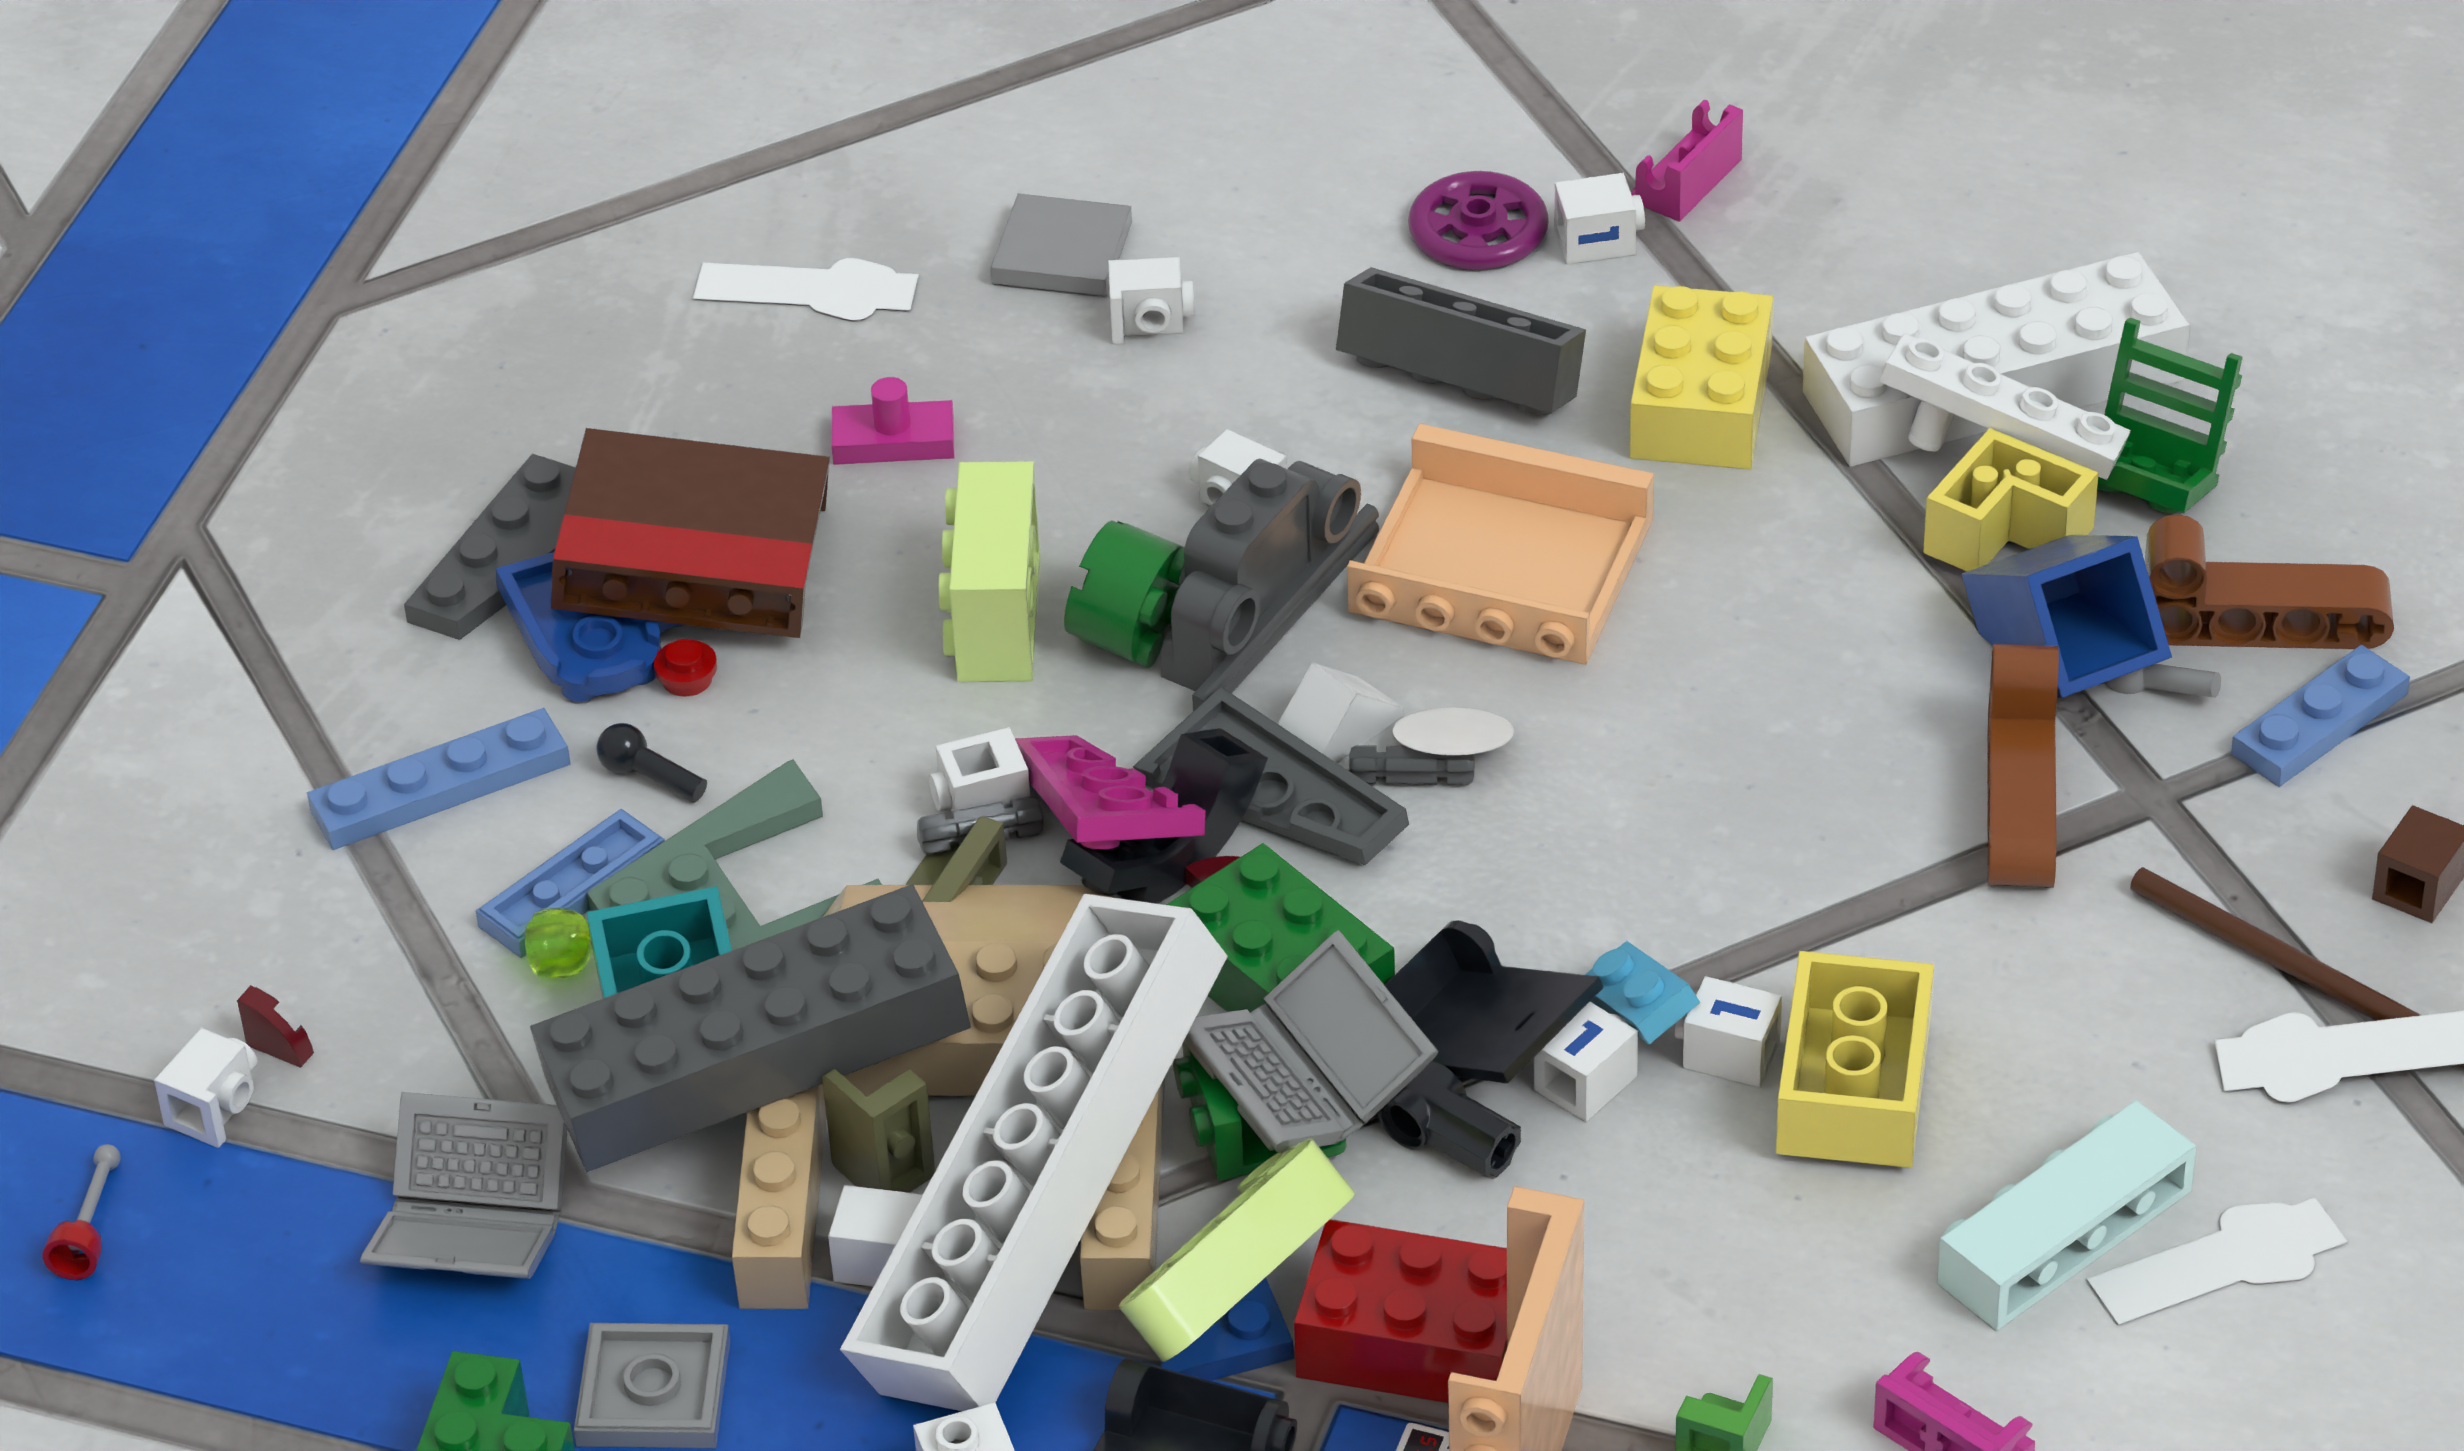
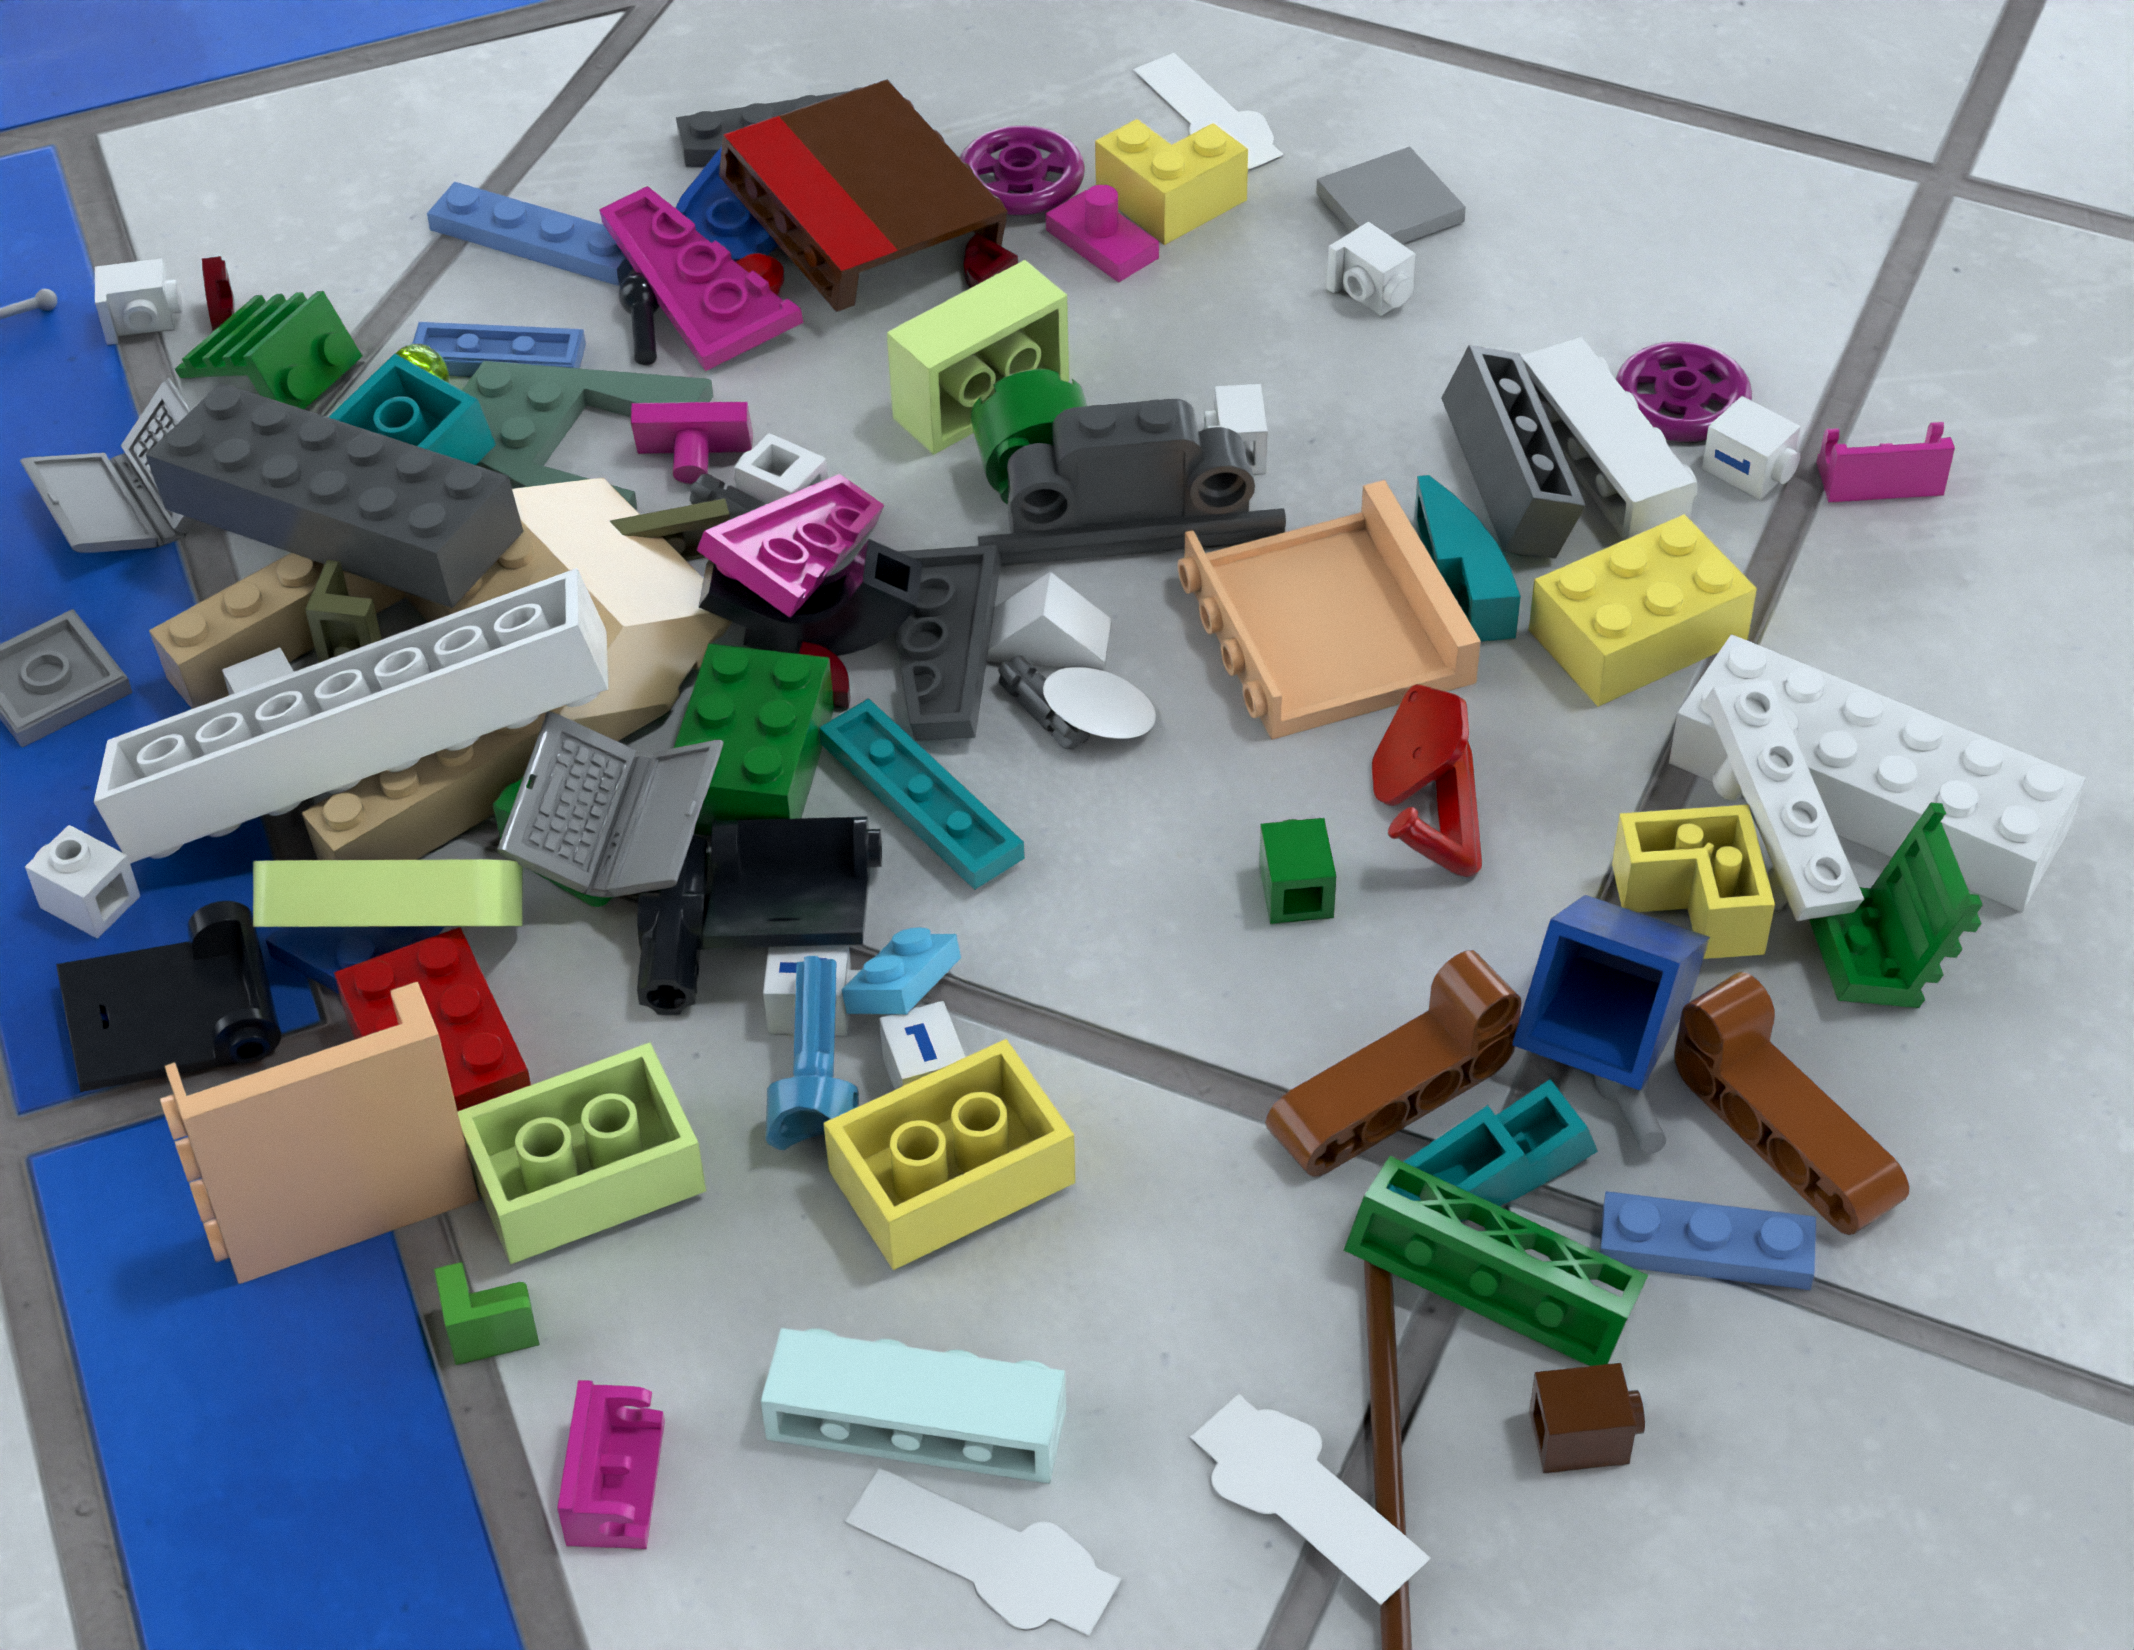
camera: 50 degrees right, 5 degrees up
(431, 1009) = (282, 345): none -> green plate
(688, 705) = (696, 282): none -> dark pink wing
(754, 417) = (1024, 169): none -> magenta plate
(844, 522) = (985, 259): none -> dark red tile
(853, 802) = (691, 432): none -> dark pink tile
(897, 342) = (1173, 185): none -> light yellow brick
(1446, 885) = (922, 793): none -> teal plate
(1529, 279) = (1609, 440): none -> white brick
(1539, 426) = (1467, 561): none -> teal slope
(1645, 1270) = (581, 1152): none -> yellowish green brick
(1716, 1109) = (804, 1102): none -> dark azure piece
(1720, 570) = (1425, 745): none -> red piece
(1759, 717) = (1297, 870): none -> green brick
(2146, 777) = (1509, 1151): none -> teal slope
(2253, 824) = (1490, 1267): none -> green fence

